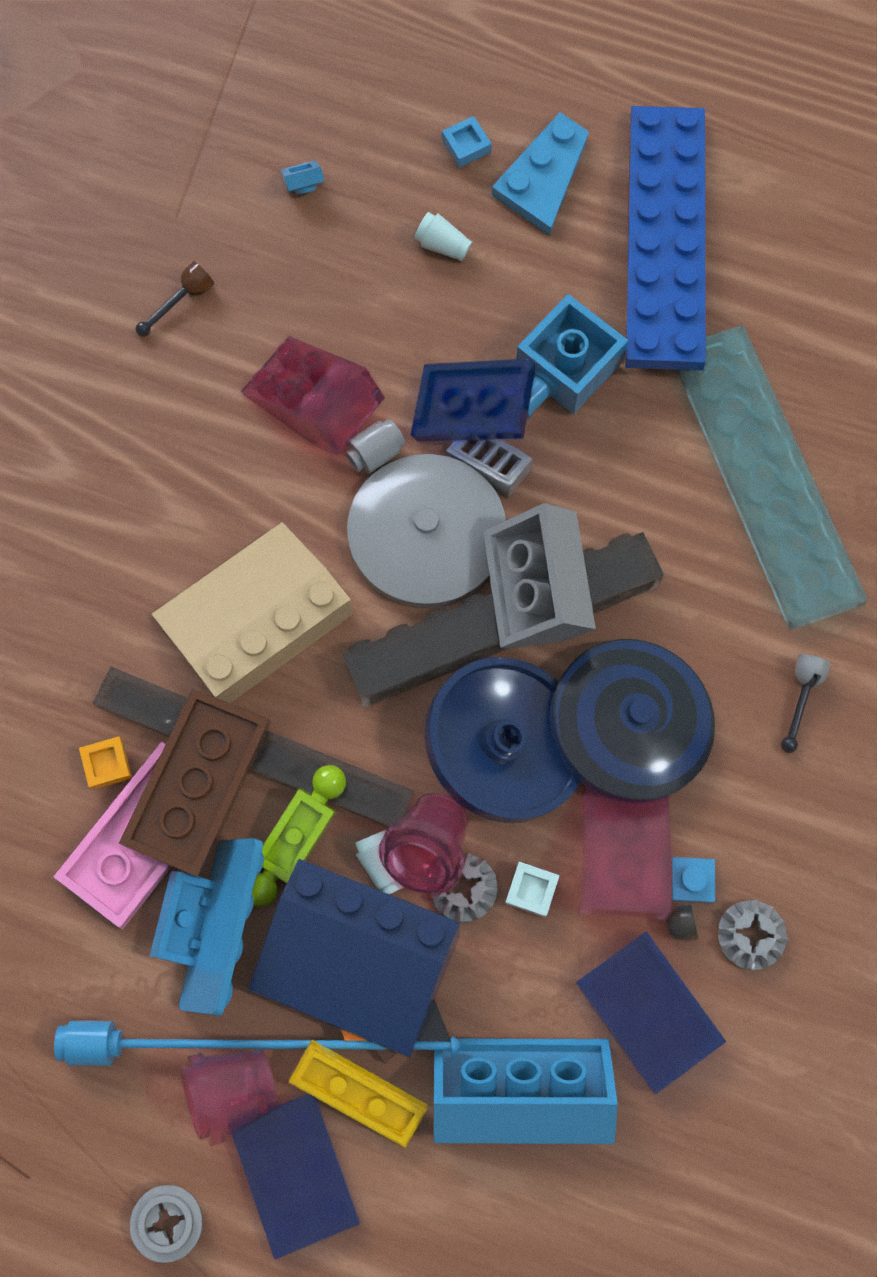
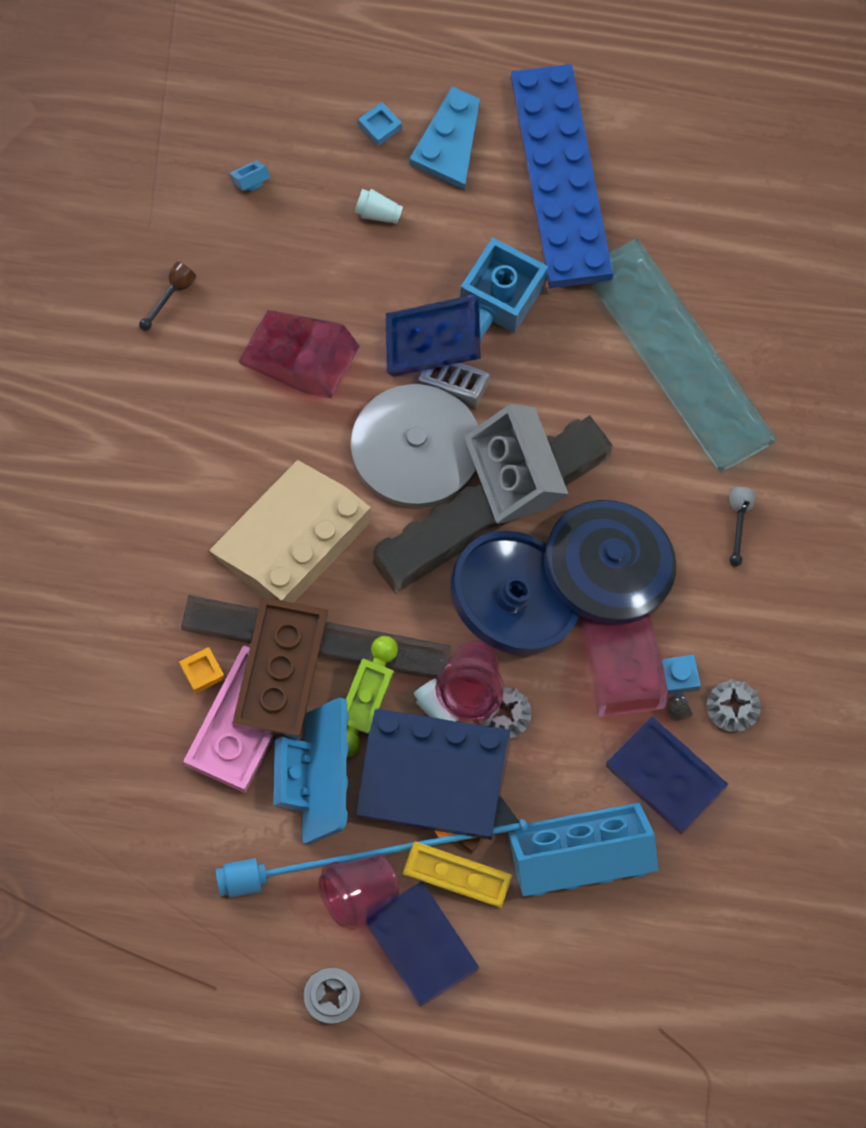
camera: 15 degrees left, 5 degrees down
(375, 446) = (360, 386): light grey brick -> none
(532, 889) = (558, 703): light aqua plate -> none

